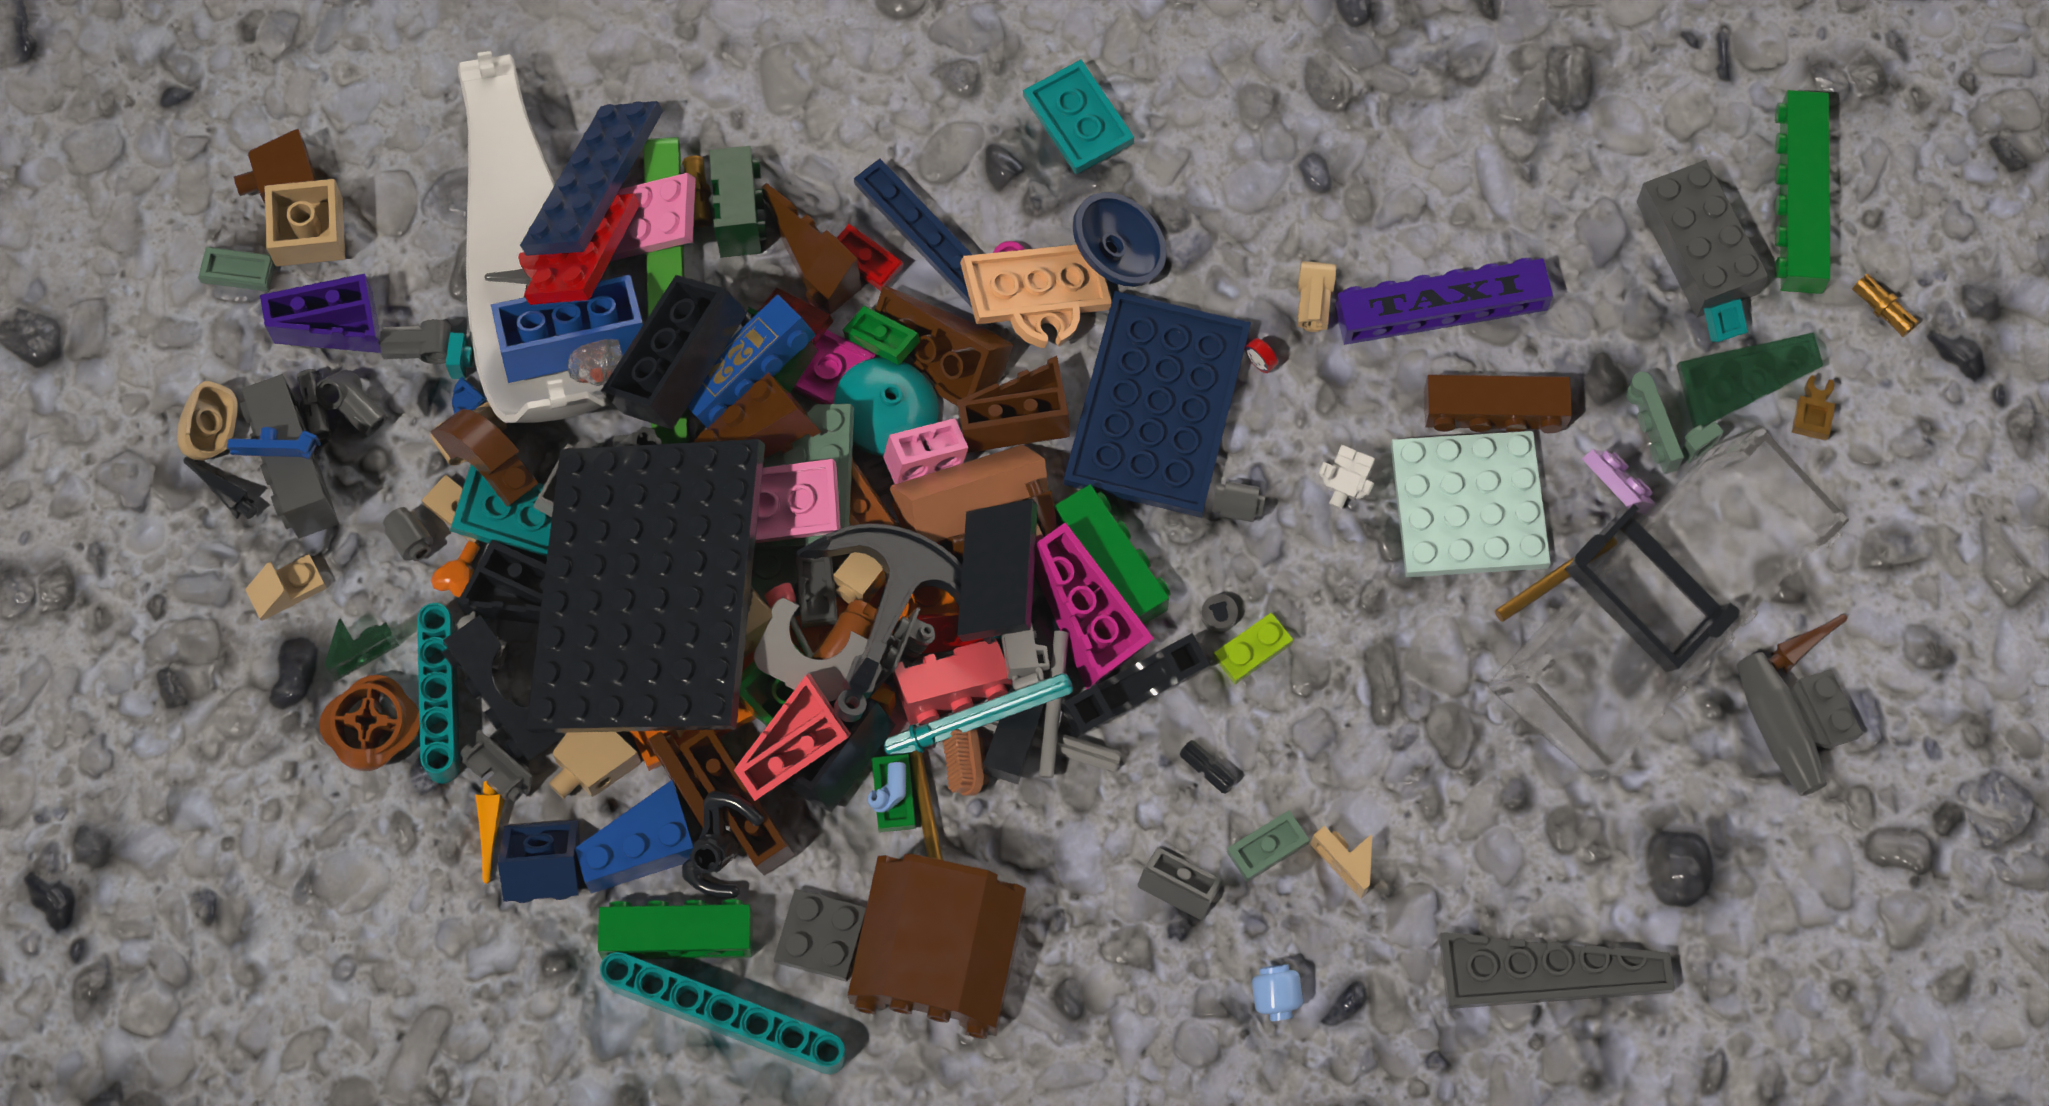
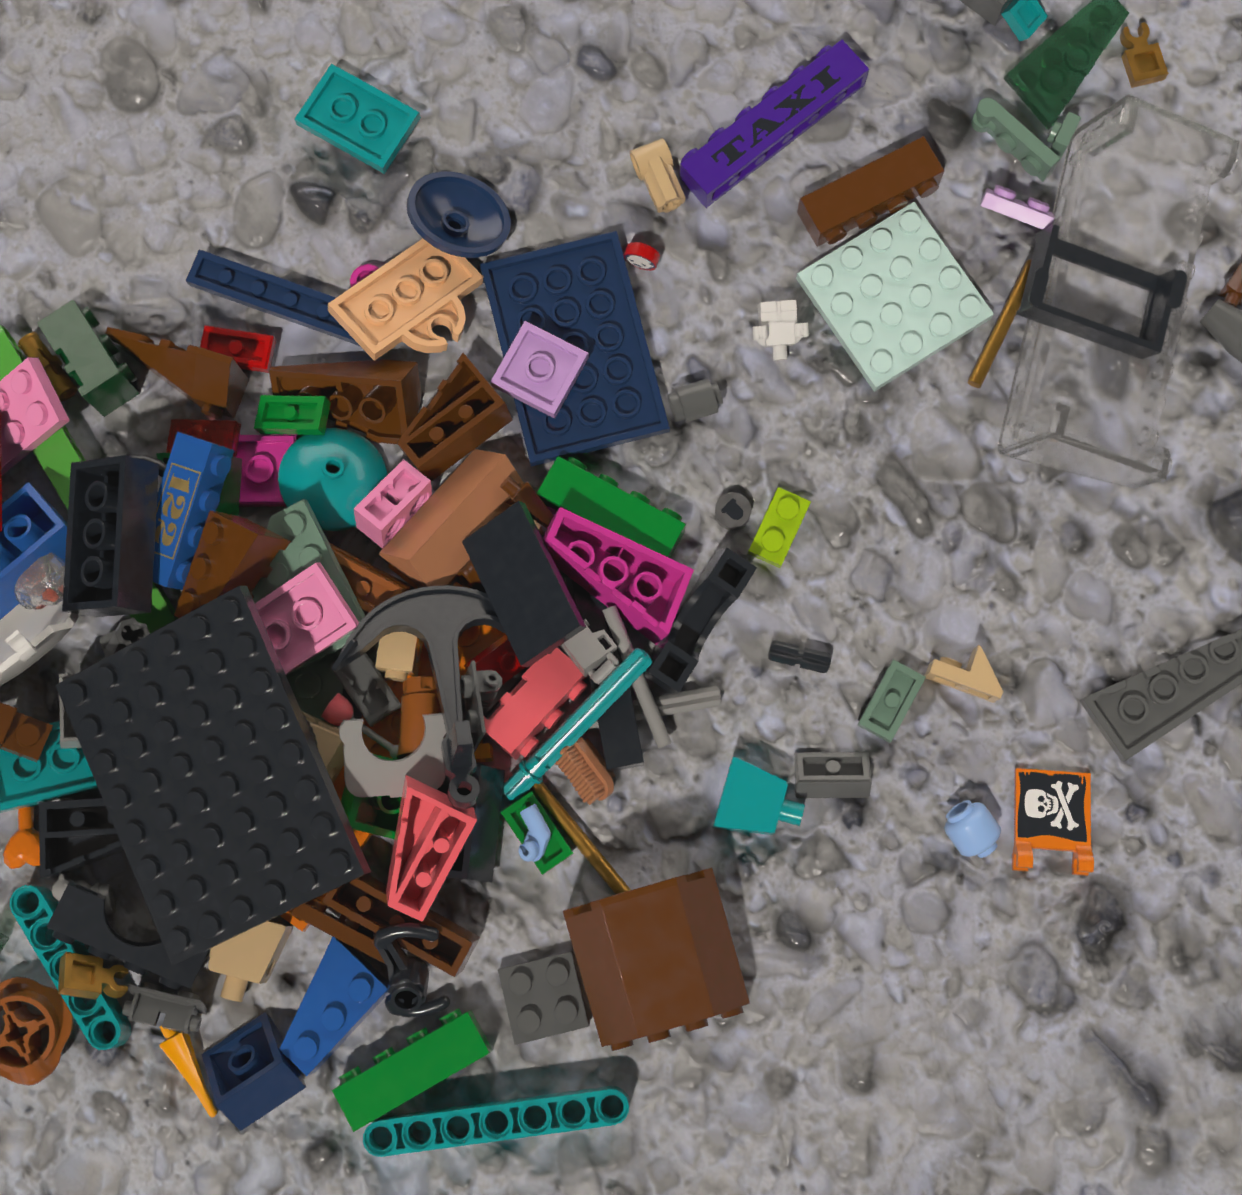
camera: 25 degrees left, 10 degrees up
(450, 704) = (86, 977): none -> pearl gold plate
(1096, 865) = (754, 801): none -> teal torso
(1115, 404) = (539, 369): none -> lavender plate
(1358, 1021) = (1052, 814): none -> flag

